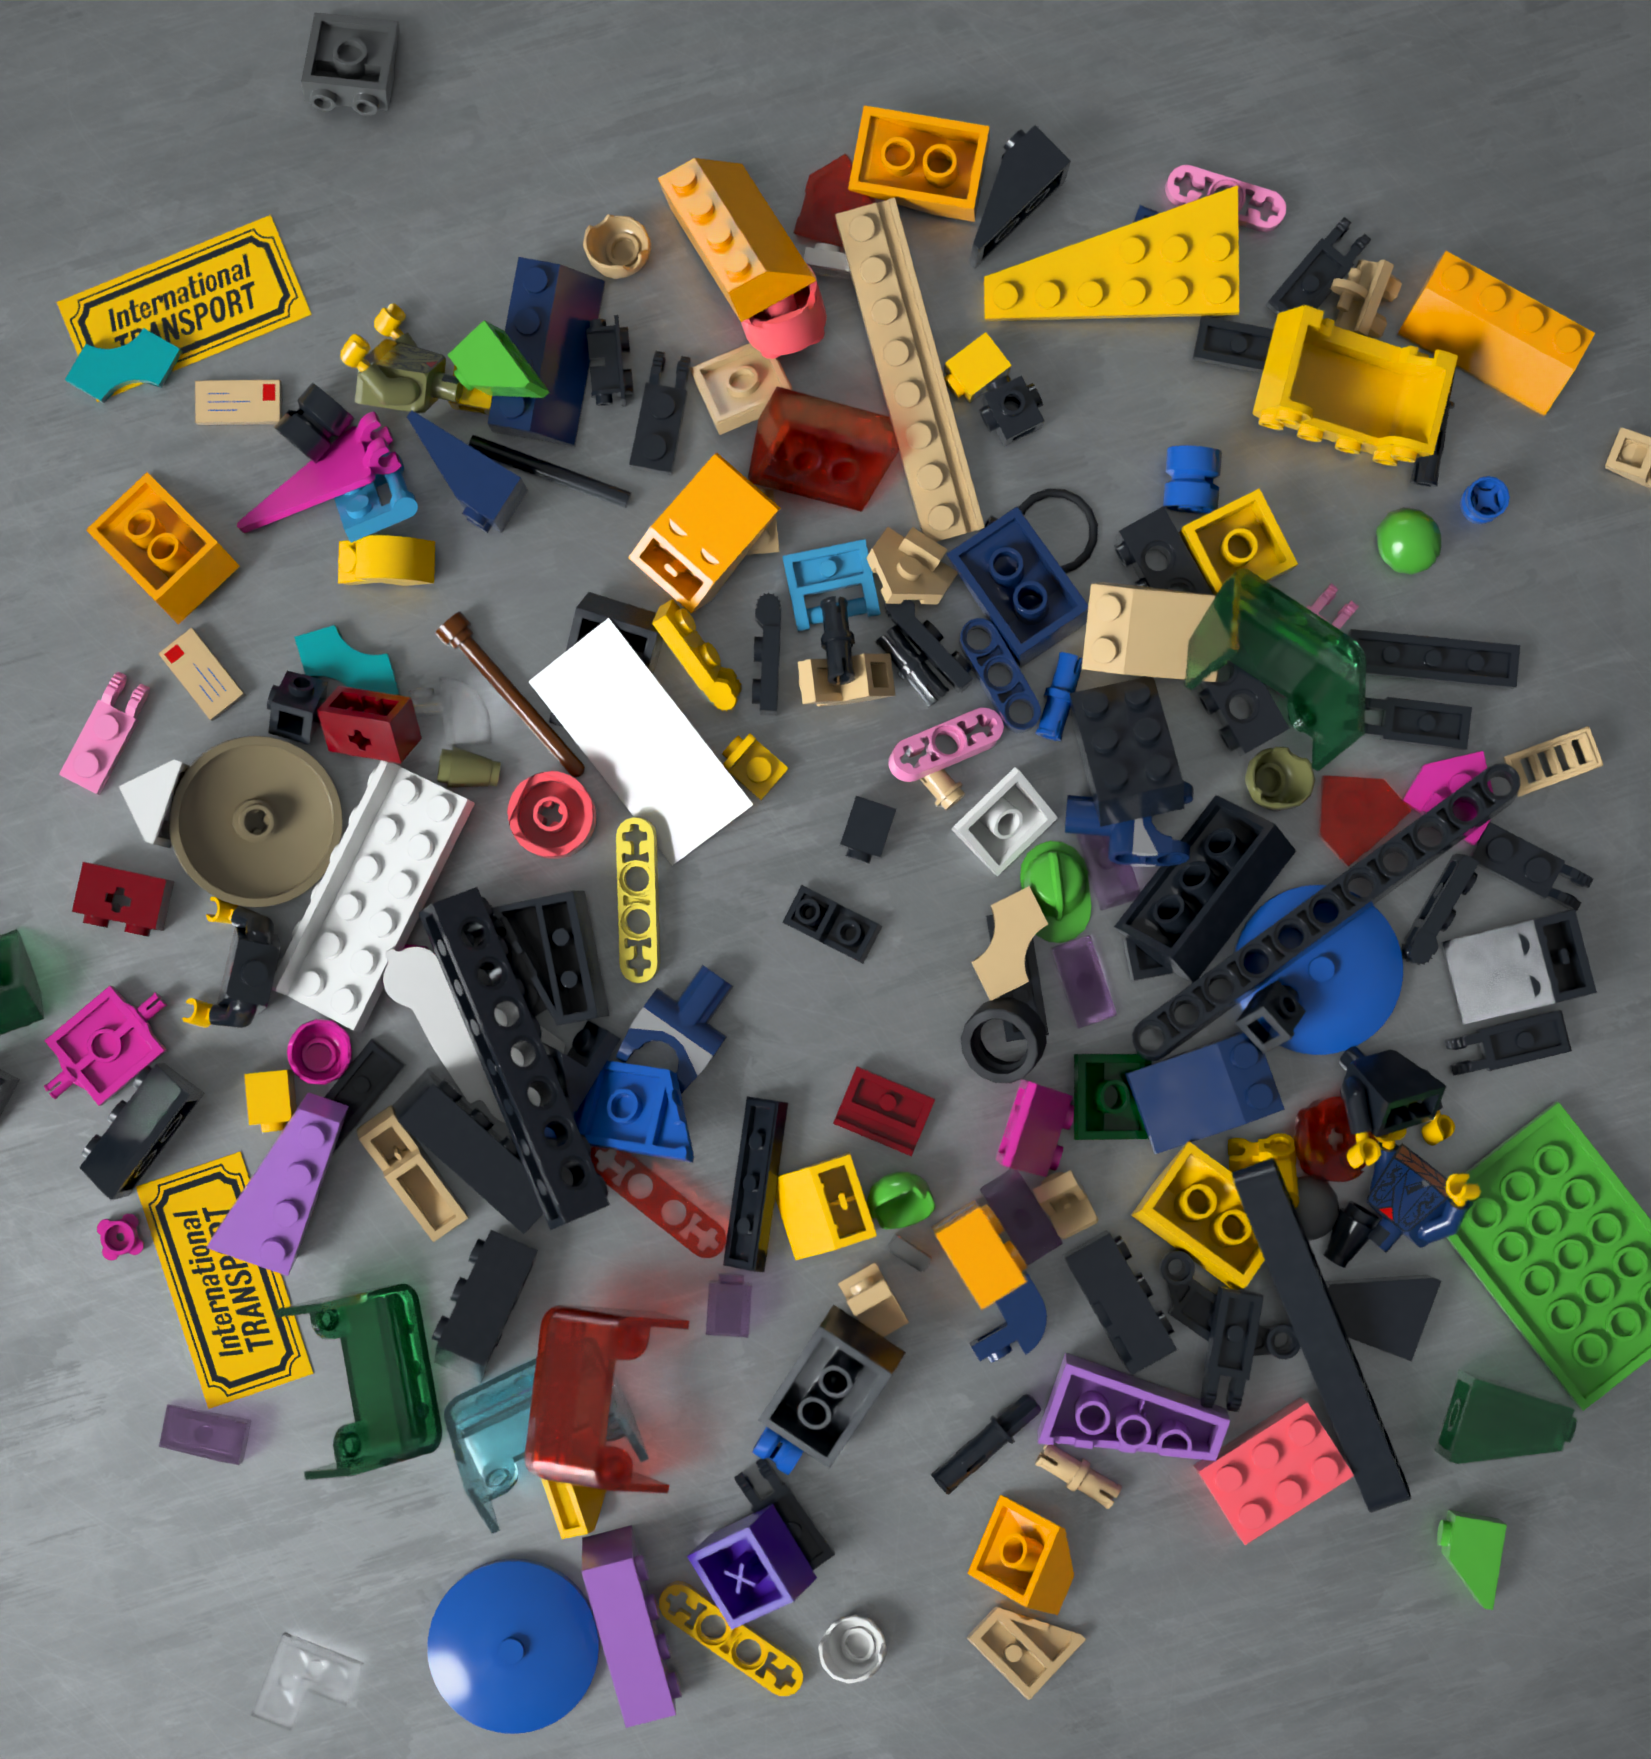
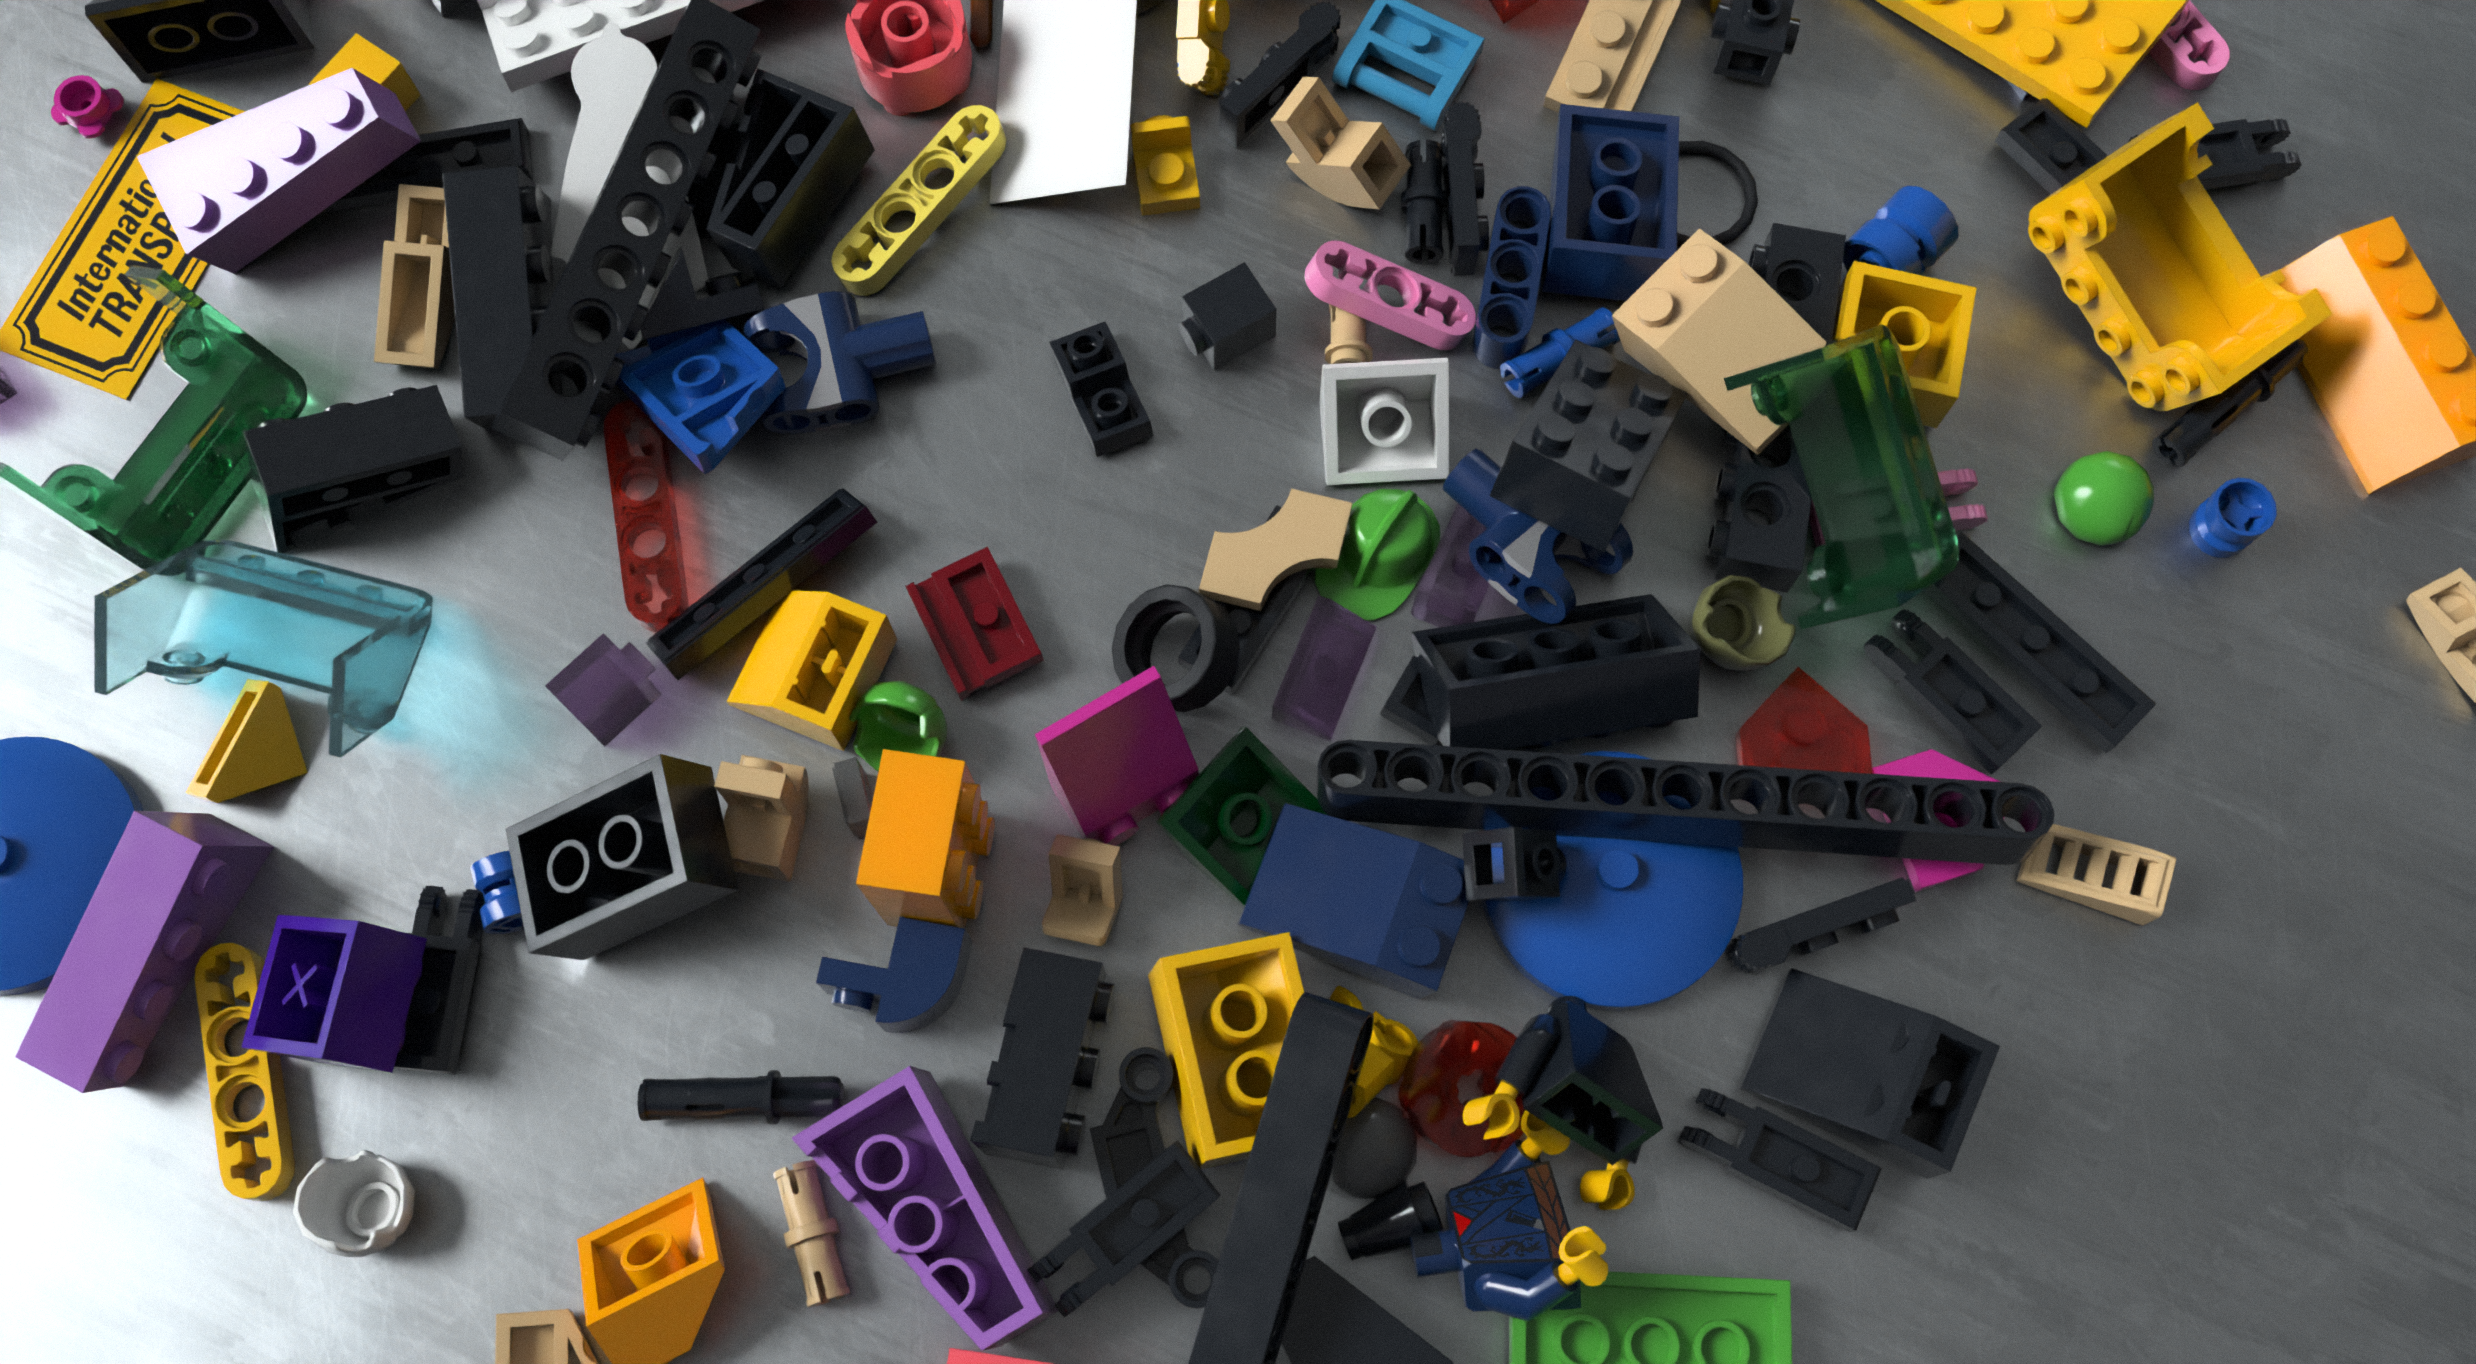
camera: 40 degrees right, 15 degrees down
(319, 1051) = (454, 80): dark pink hair -> none
(575, 1393) = (322, 610): clear red windscreen -> none
(837, 640) = (1365, 94): black pin -> none
(910, 567) = (1512, 98): tan plate -> none
(1021, 1216) = (1019, 873): clear purple slope -> none
(1361, 297) = (2252, 198): tan hips -> none
(1526, 865) = (1969, 965): black hinge -> none

